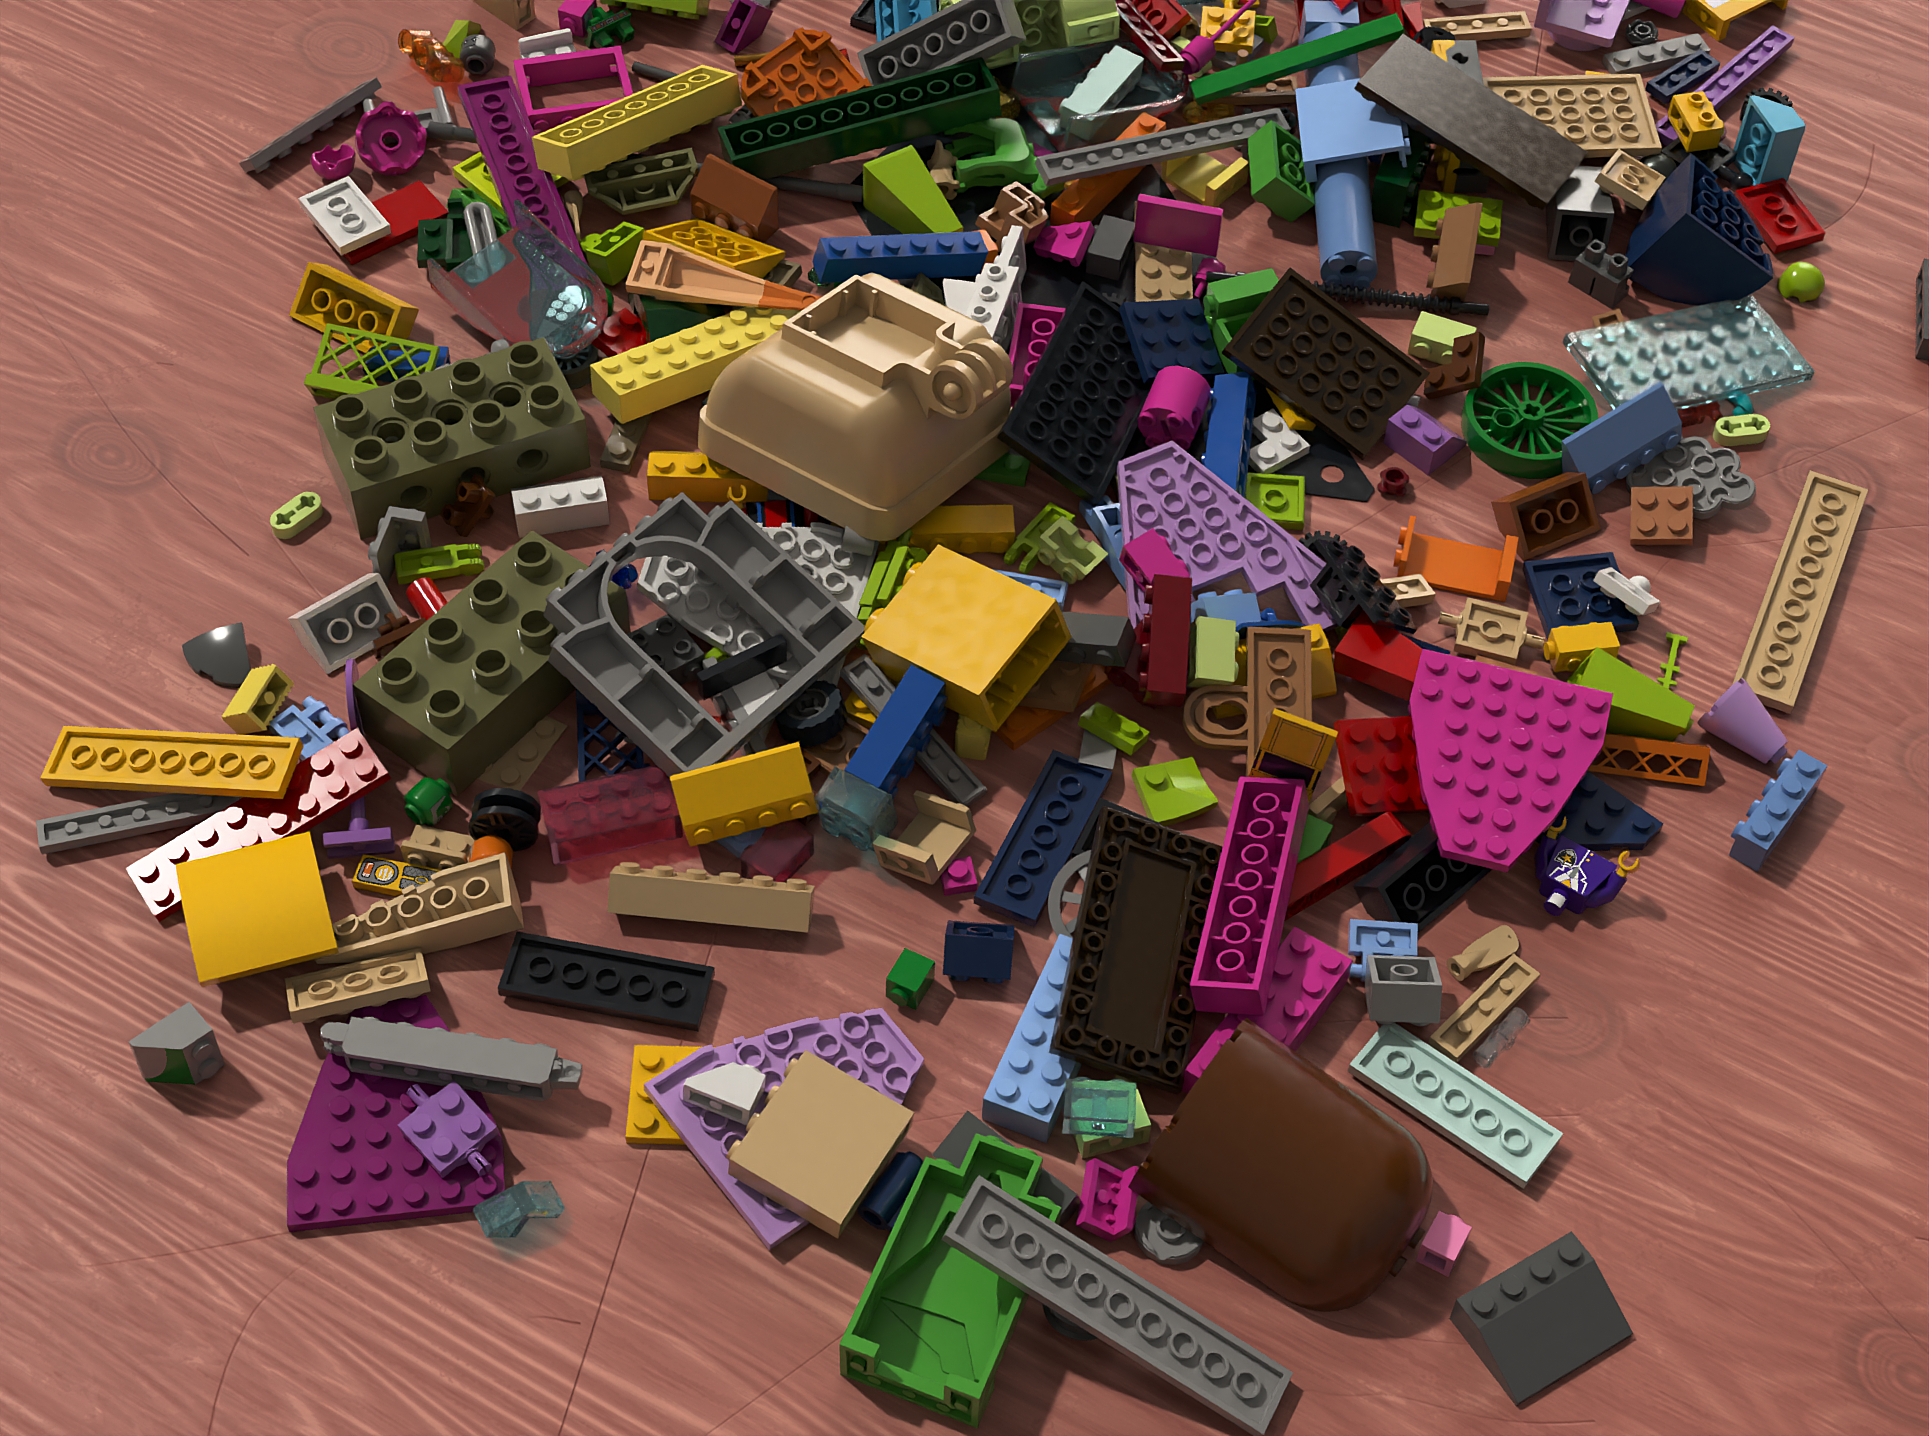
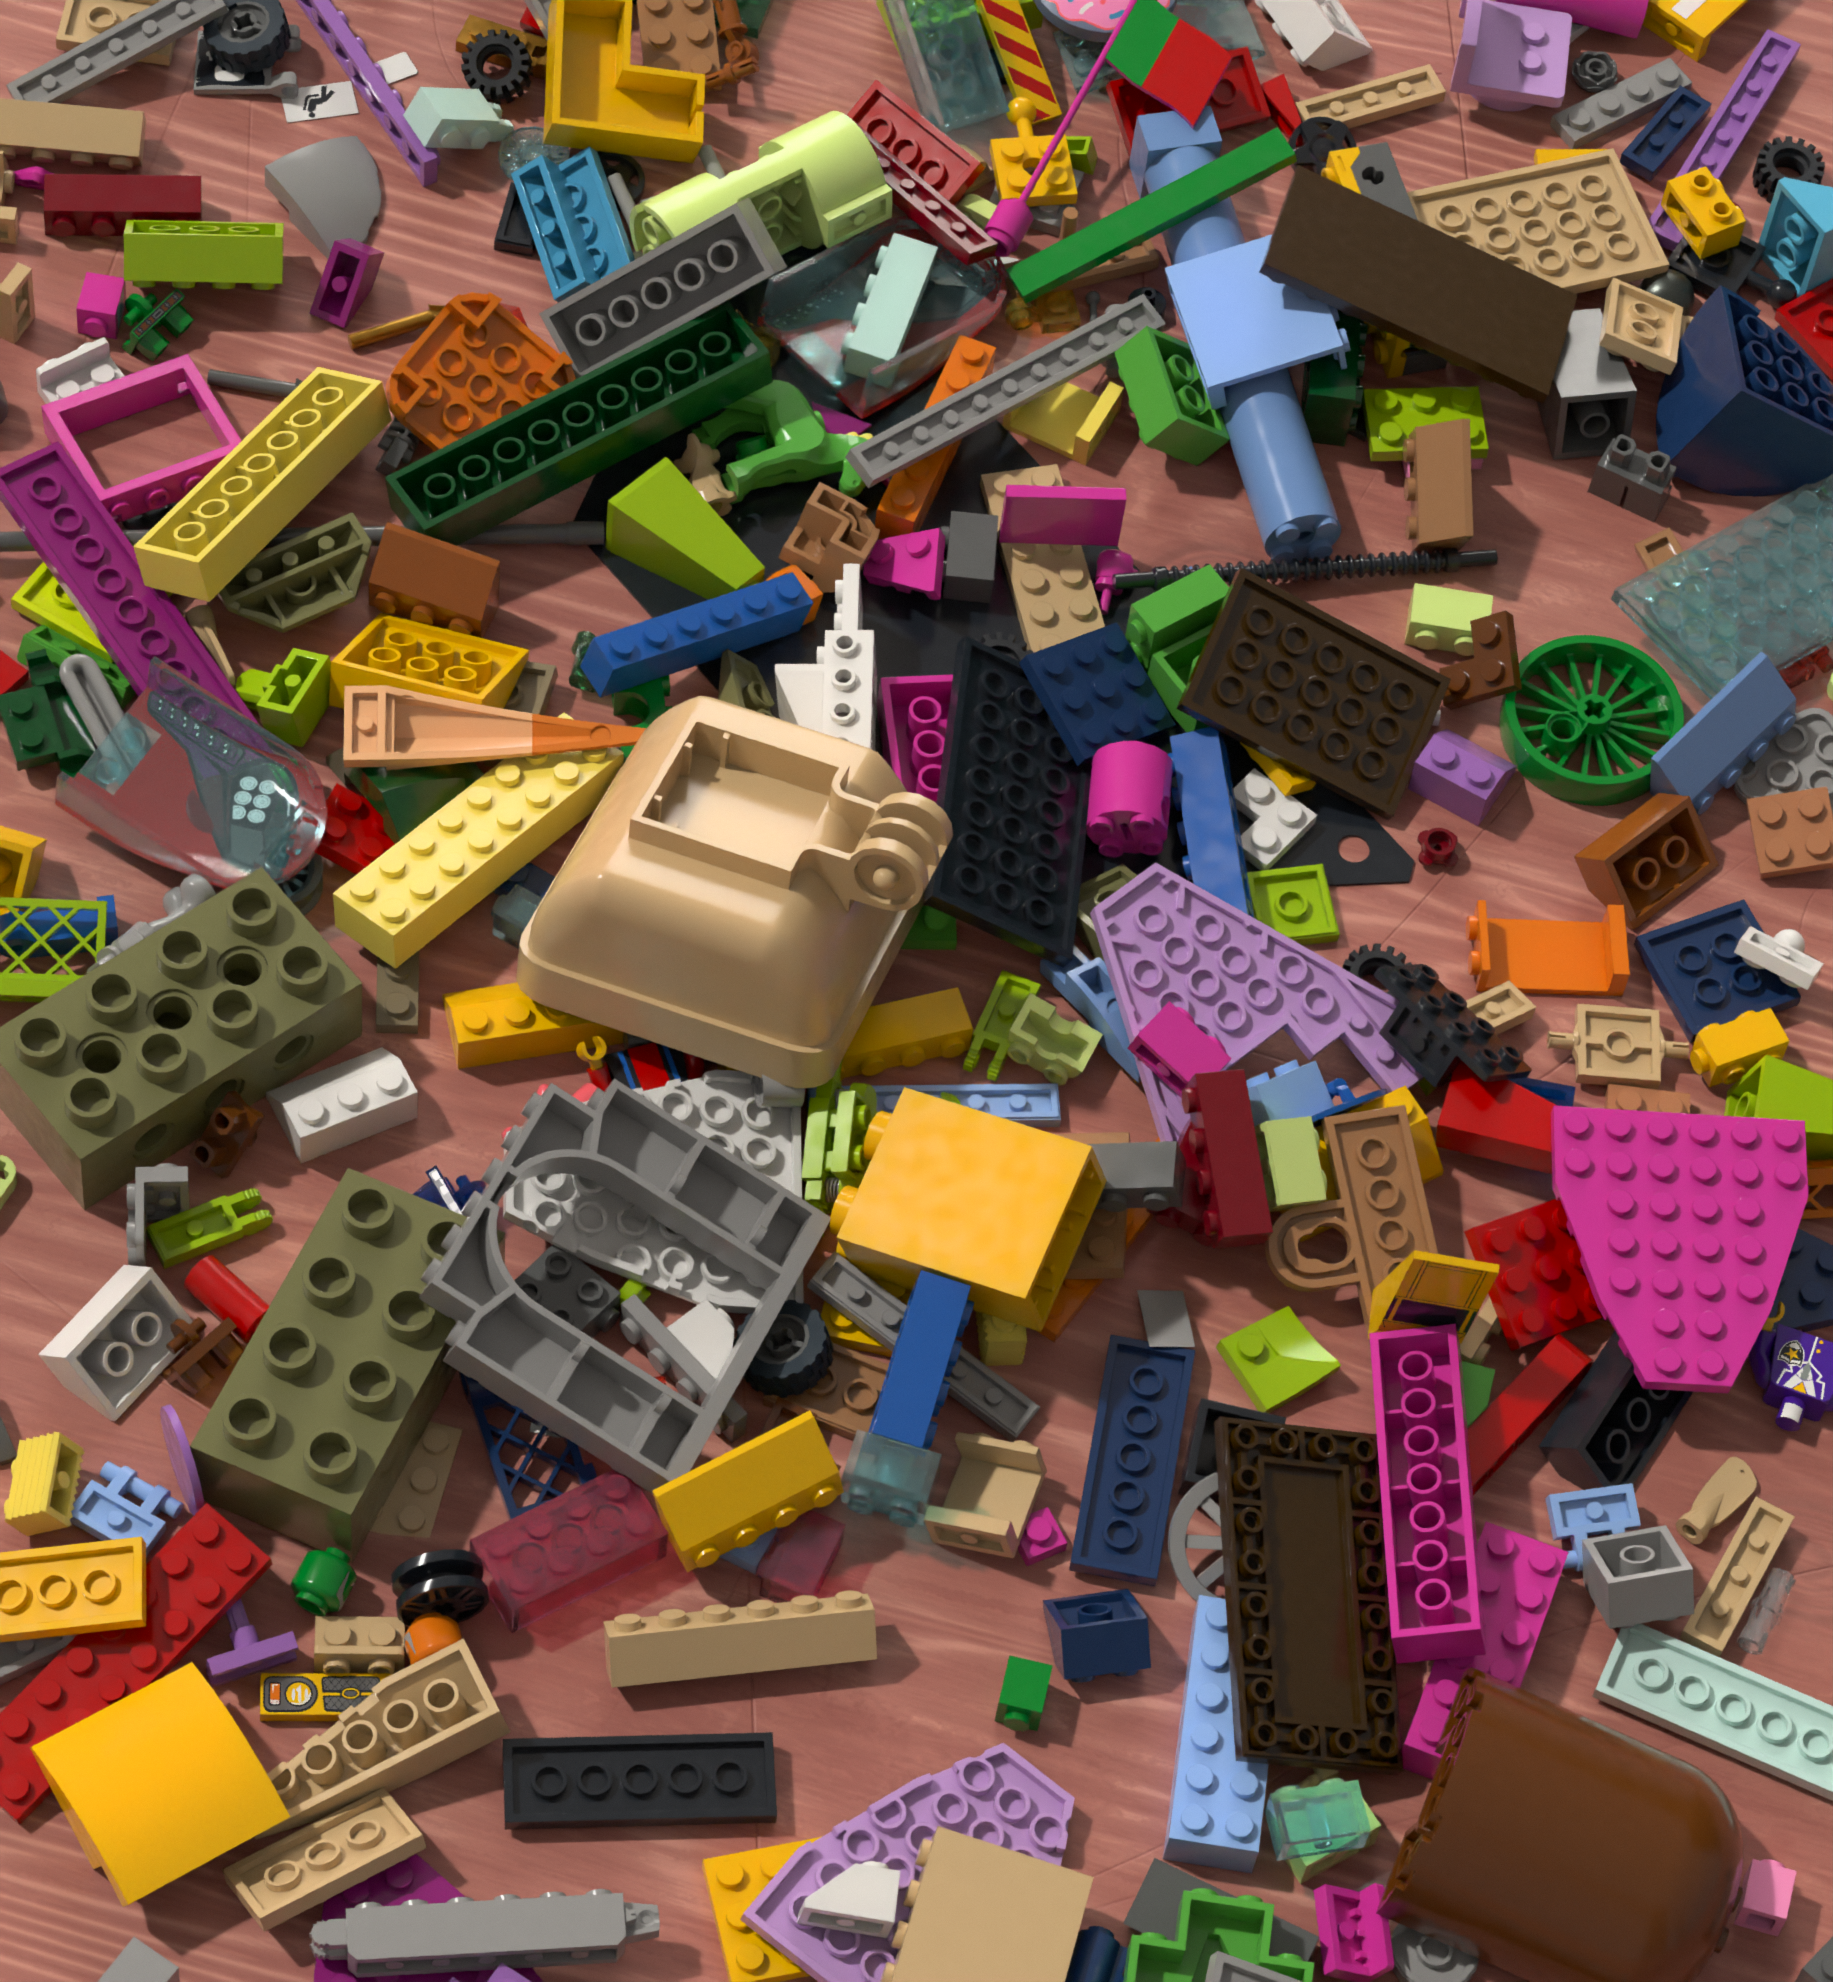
camera: 20 degrees left, 5 degrees up
(742, 666) = (682, 1305): black tile -> none
(1114, 728) = (1176, 1285): lime plate -> none

